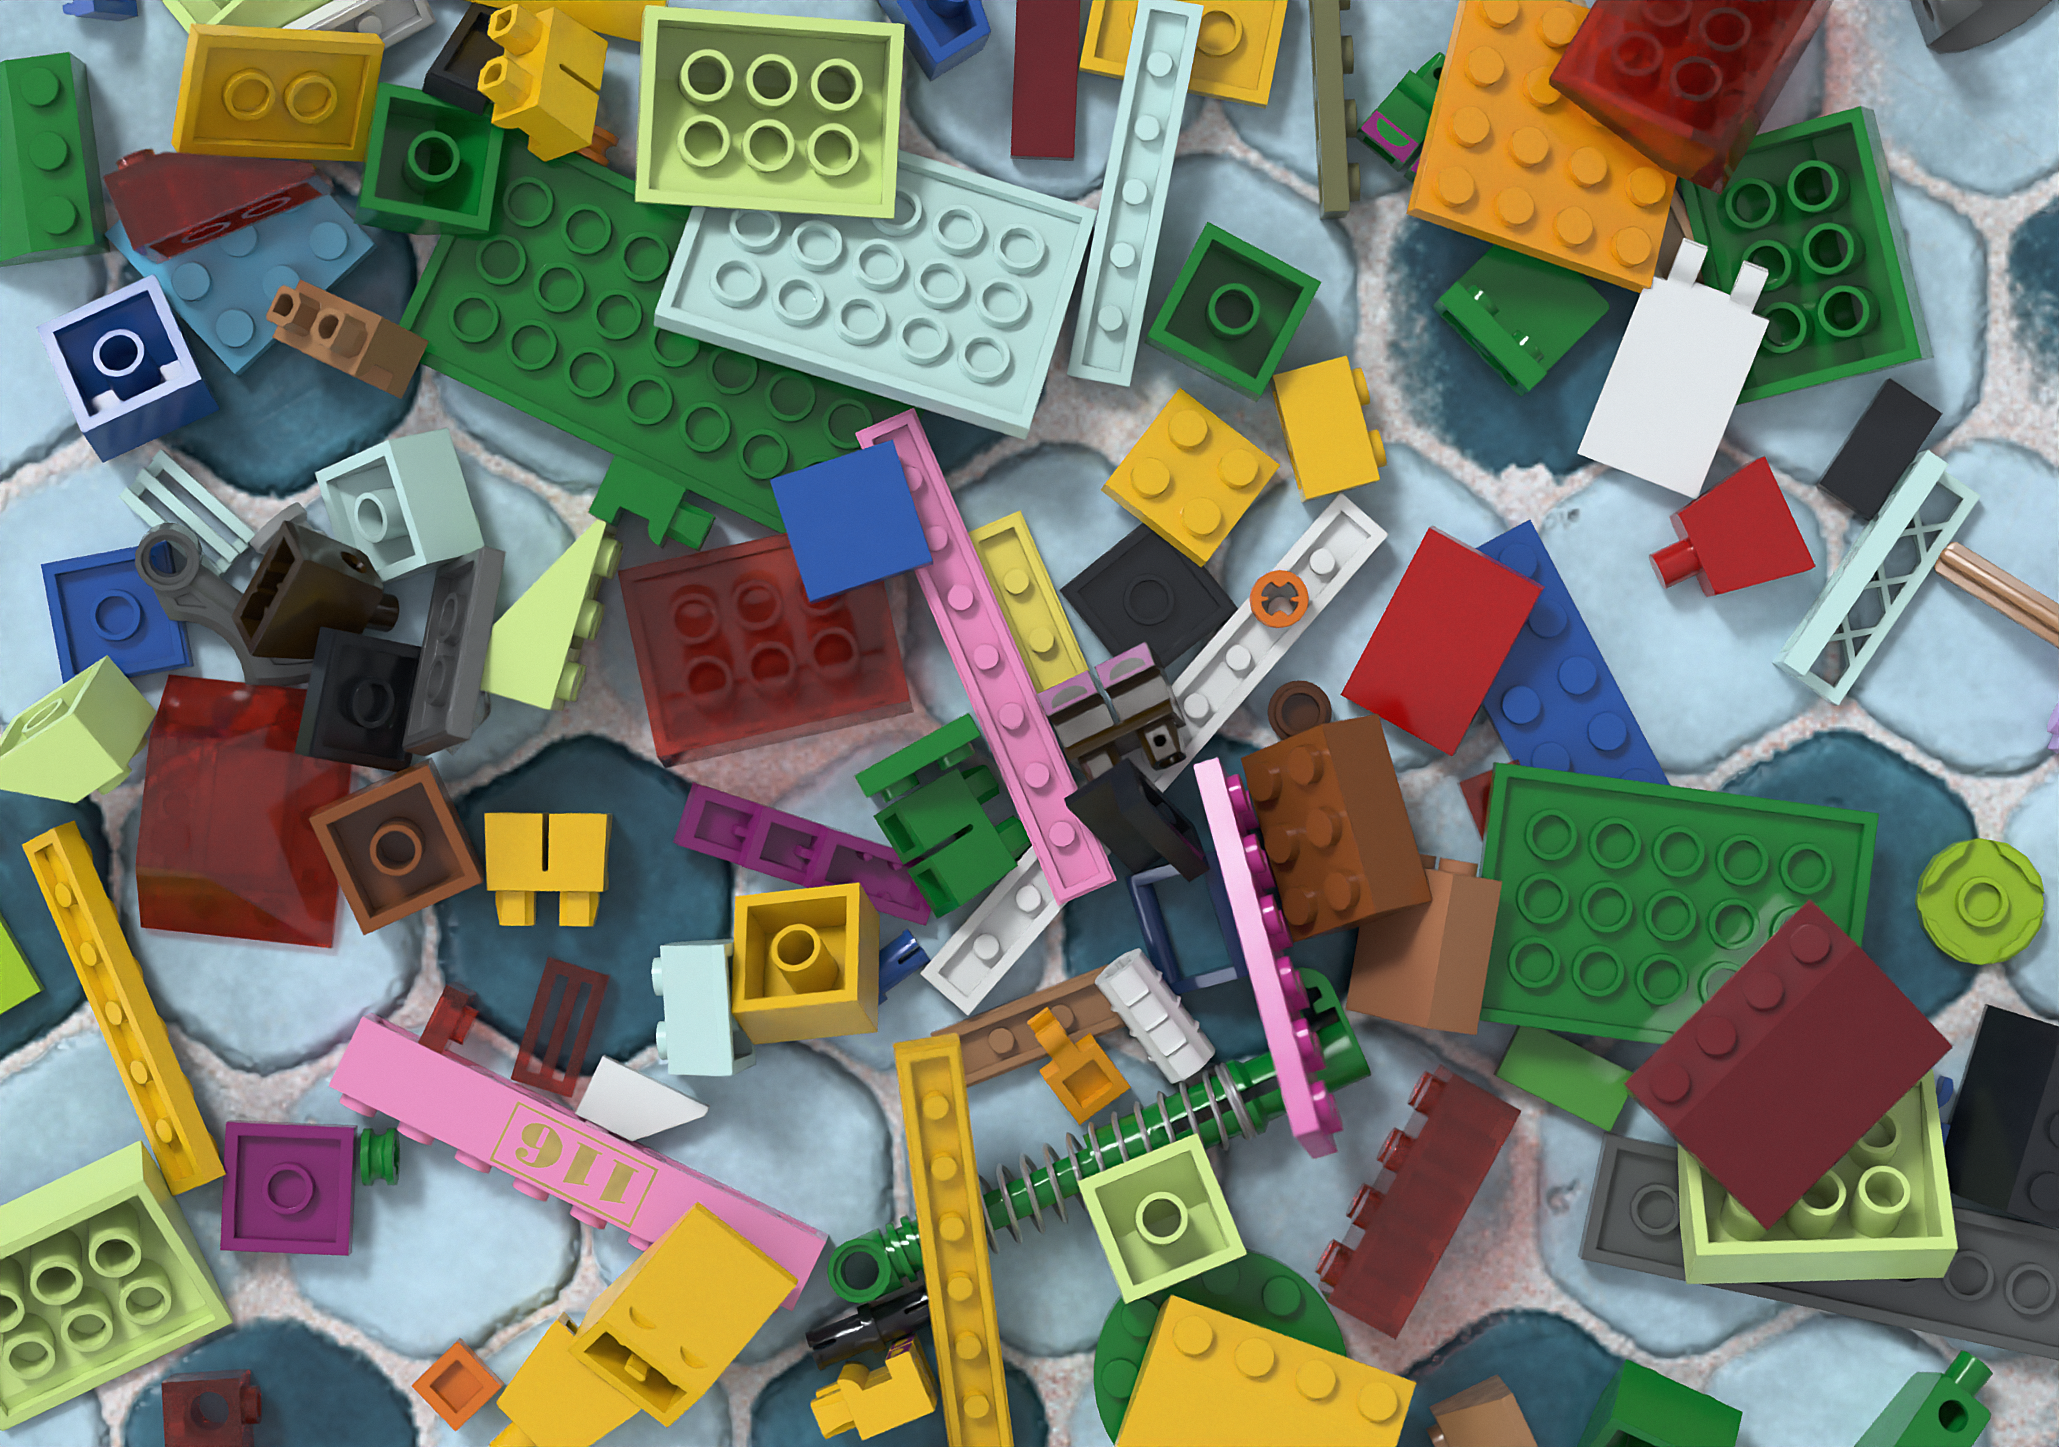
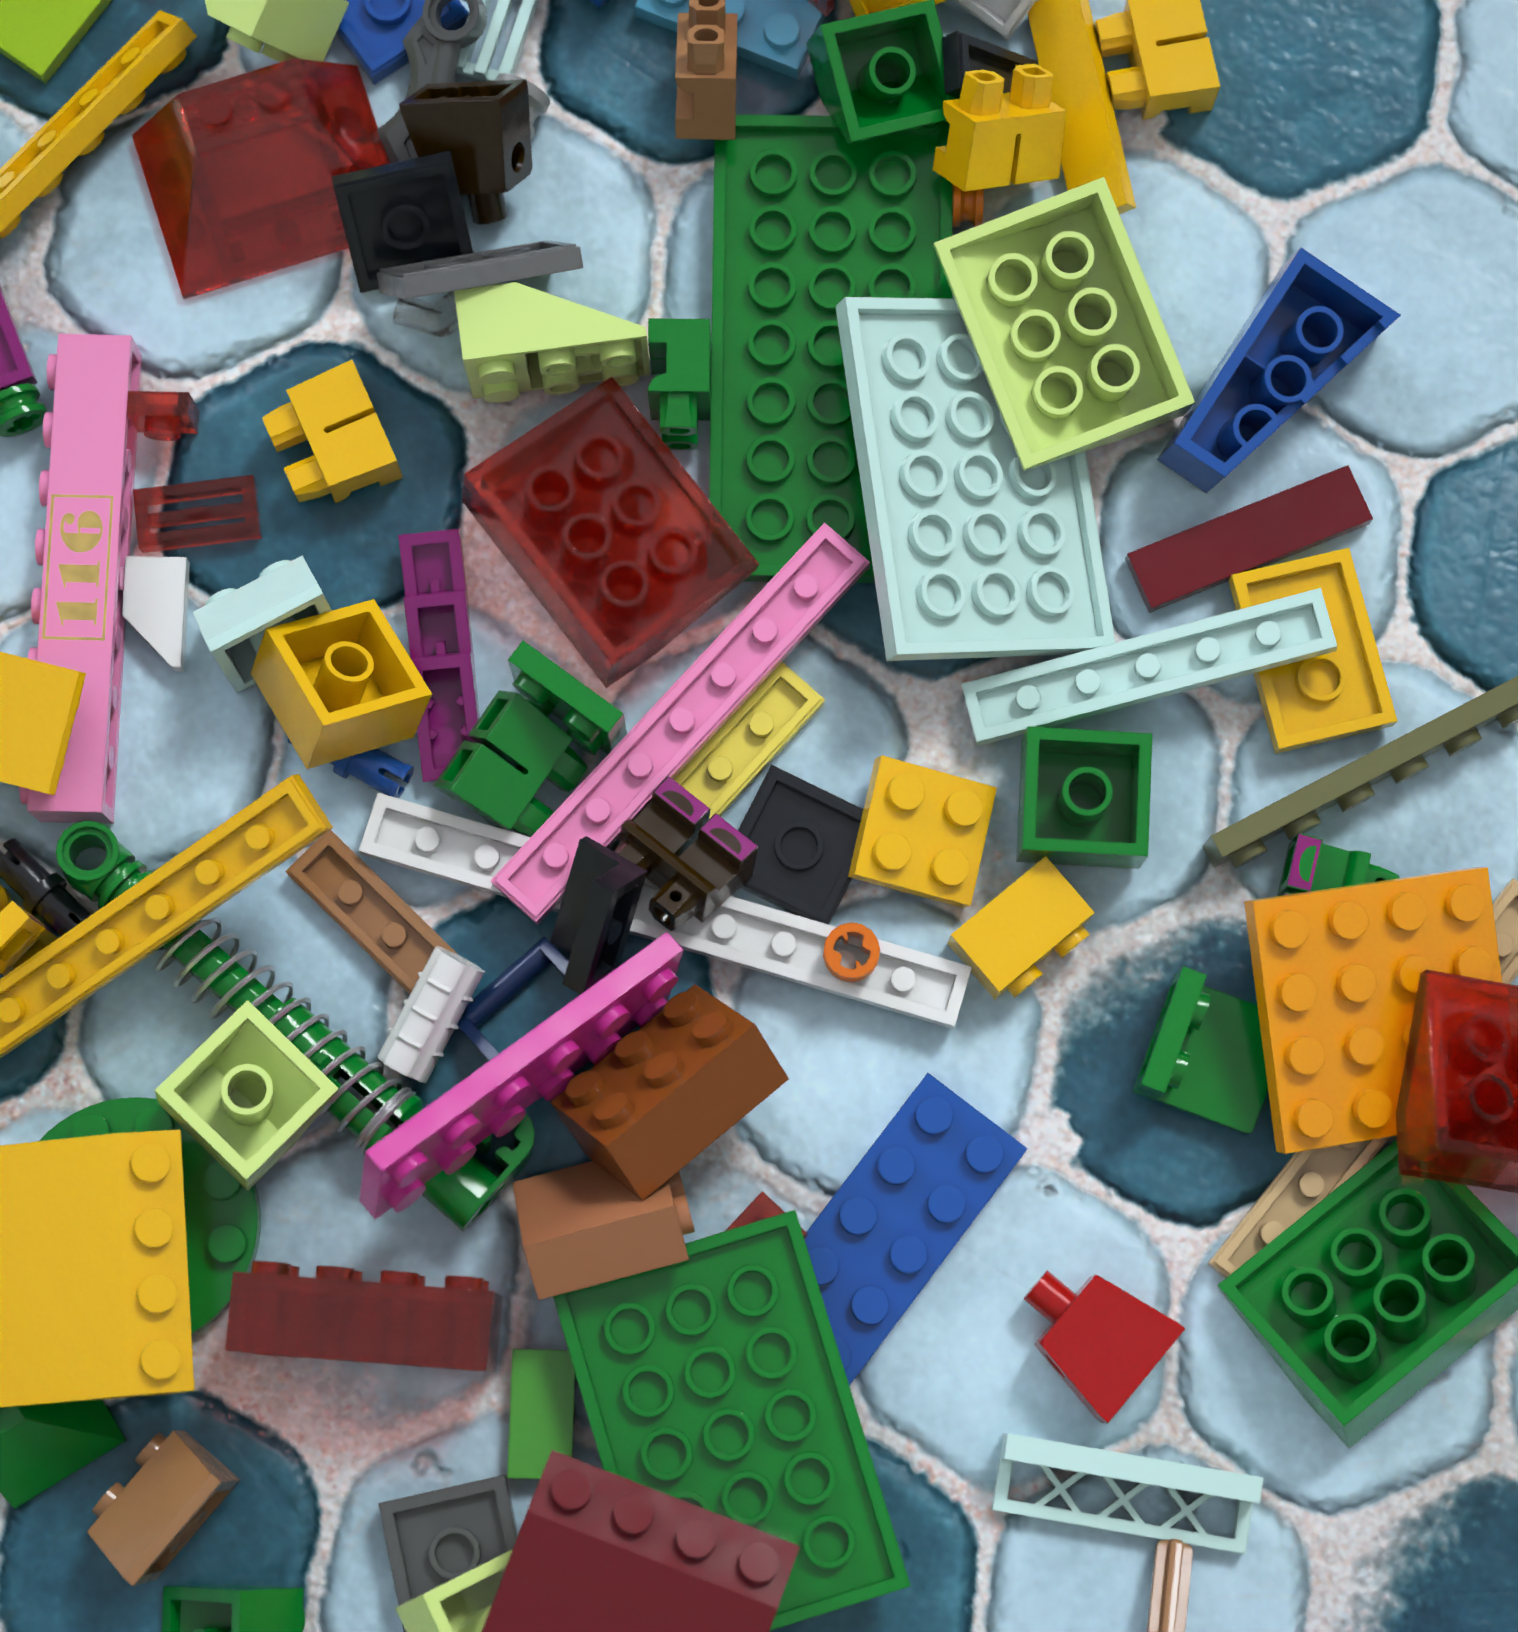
camera: 60 degrees right, 10 degrees down
(397, 846) = (292, 300): dark orange brick -> none
(403, 505) = (587, 184): light aqua slope -> none
(851, 522) = (745, 548): blue tile -> none
(1079, 1071) = (350, 971): light orange plate -> none
(1298, 708) = (769, 1016): reddish brown plate -> none
(1442, 640) = (882, 1116): red tile -> none
(1677, 375) = (1221, 1219): white tile -> none
(1878, 449) = (1242, 1439): black tile -> none

